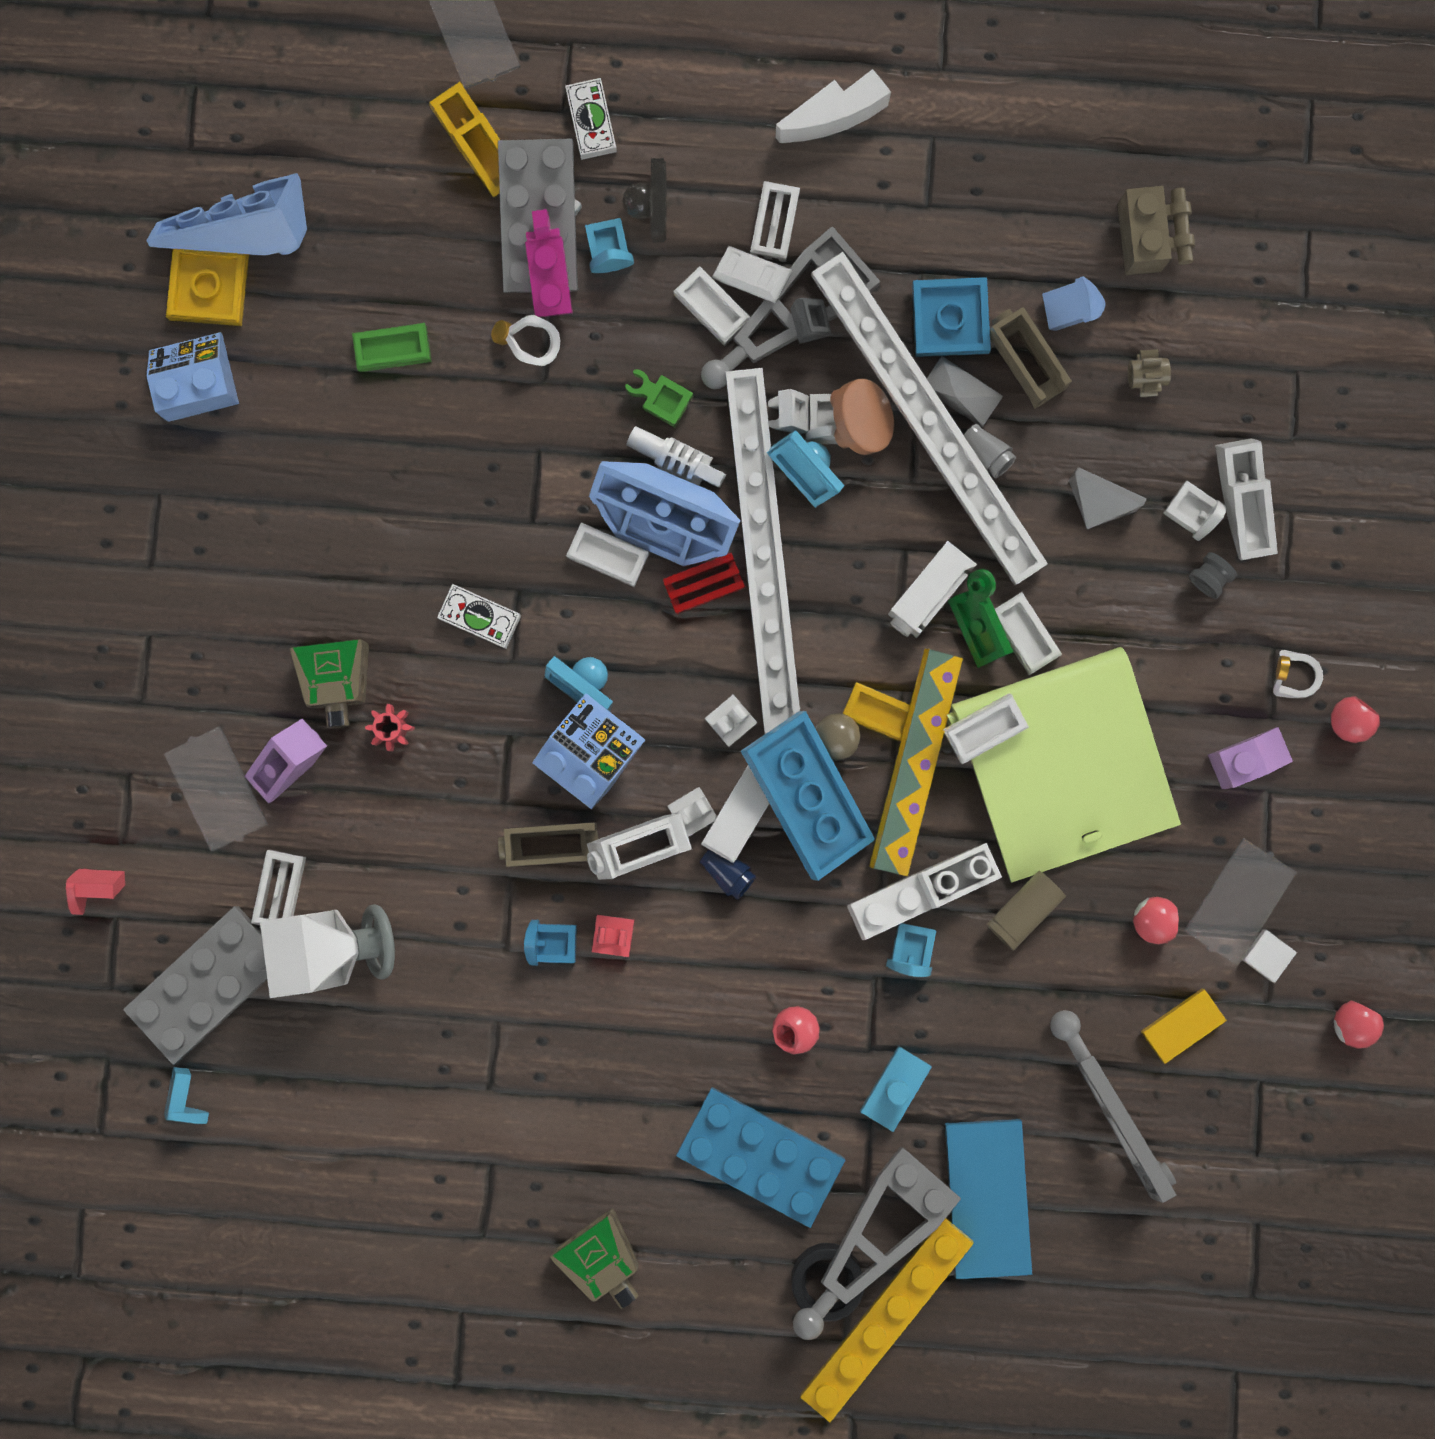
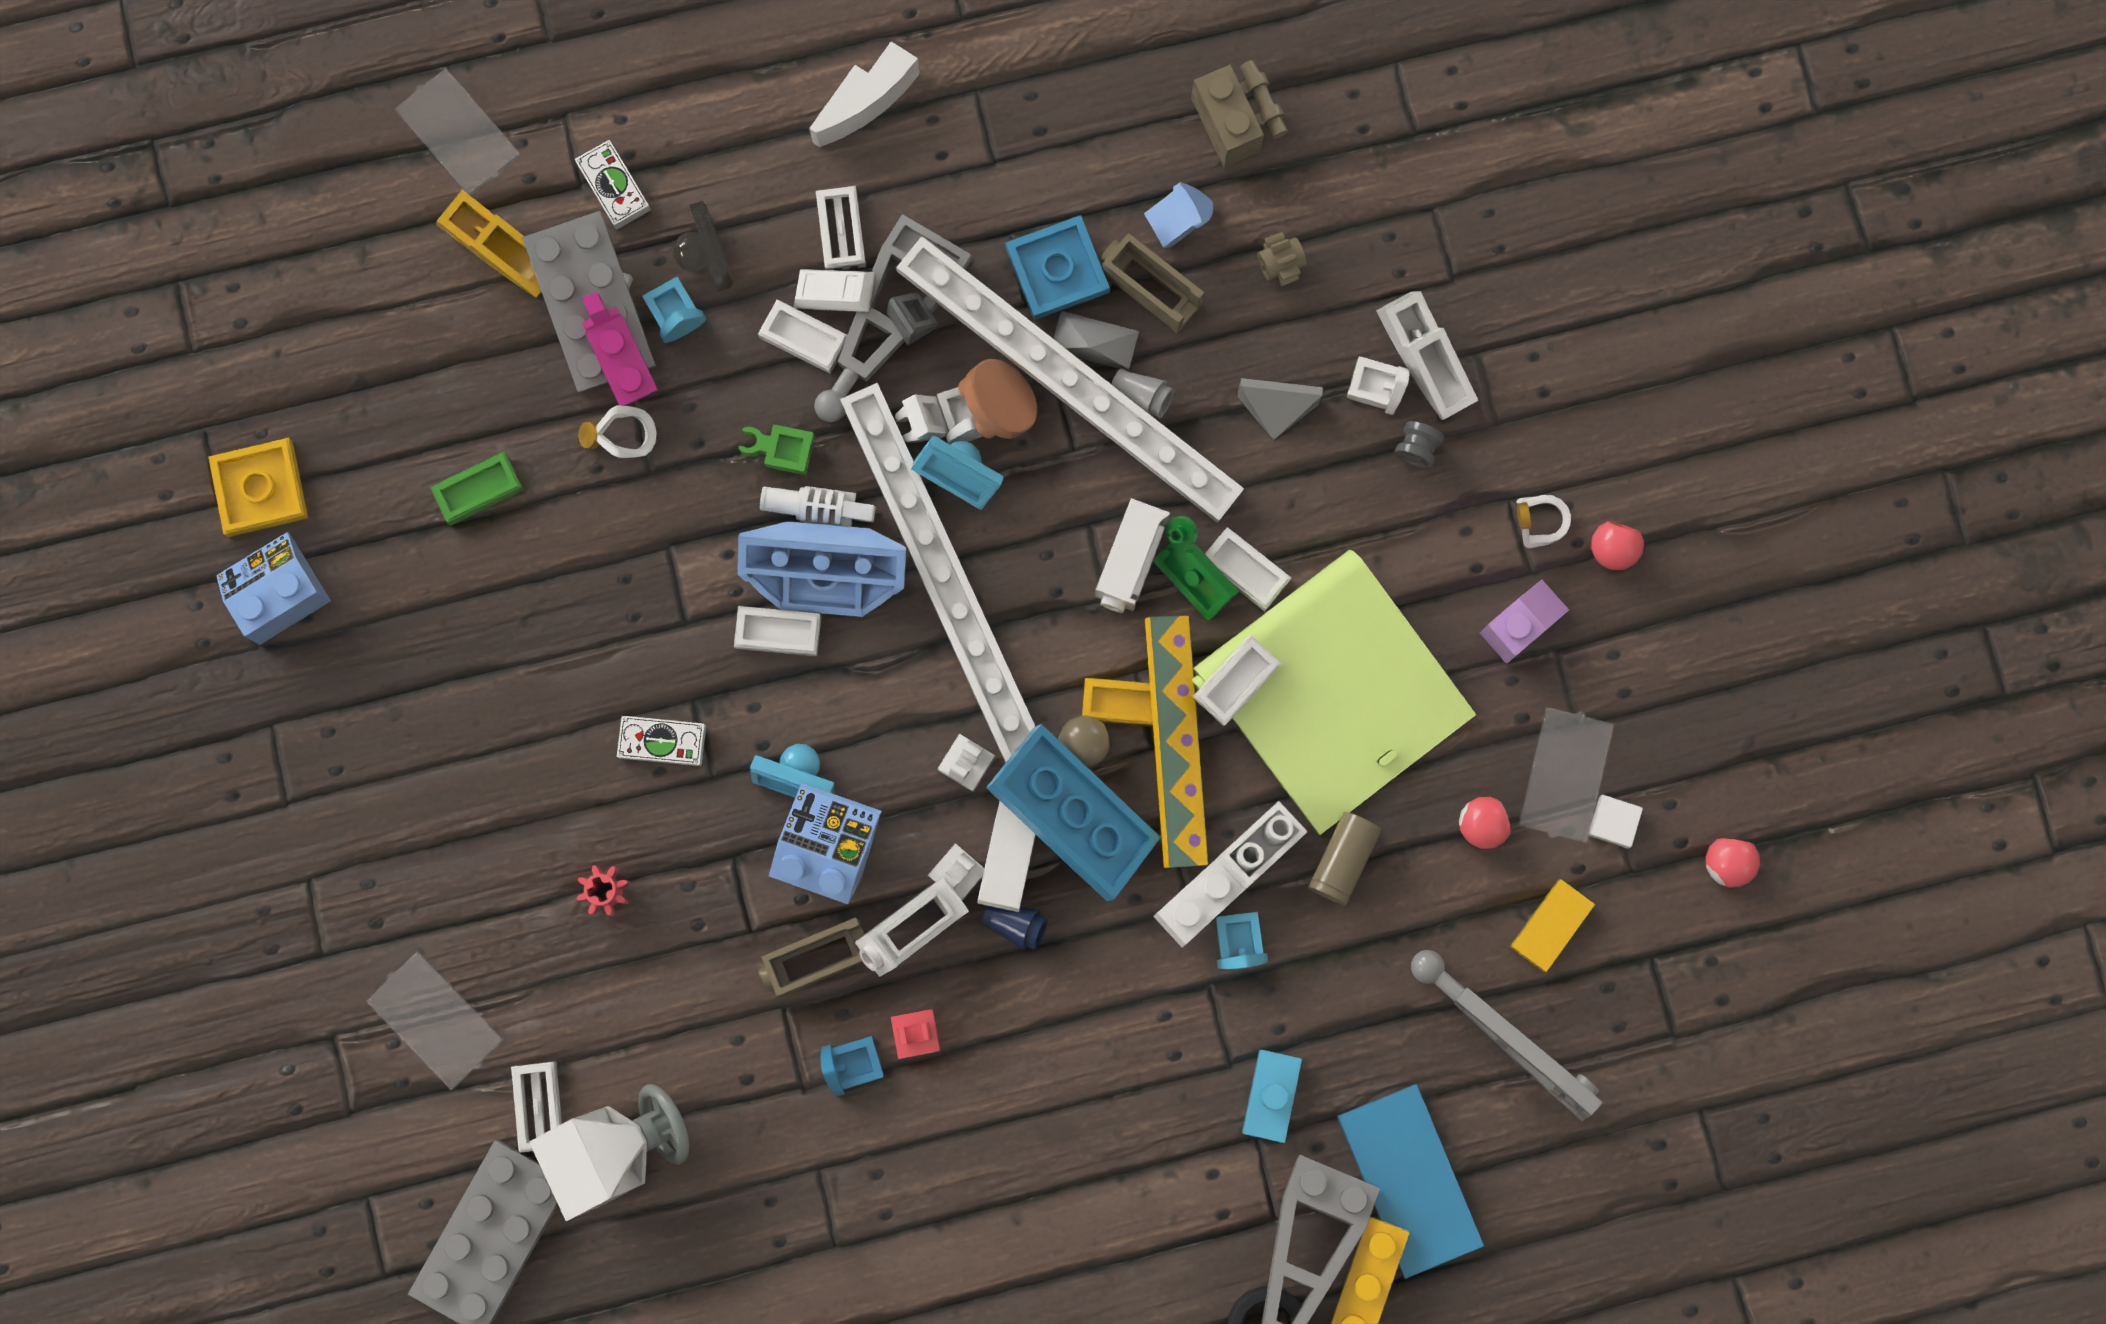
camera: 25 degrees left, 5 degrees down
(92, 884) = (330, 1168): coral tile -> none
(255, 224) = (288, 407): light blue wedge -> none
(285, 760) = (500, 963): lavender slope -> none
(332, 677) = (524, 857): torso -> none
(698, 570) = (916, 605): red tile -> none
(760, 1157) = (1152, 1219): dark azure plate -> none
(795, 1030) = (1144, 1068): coral piece -> none

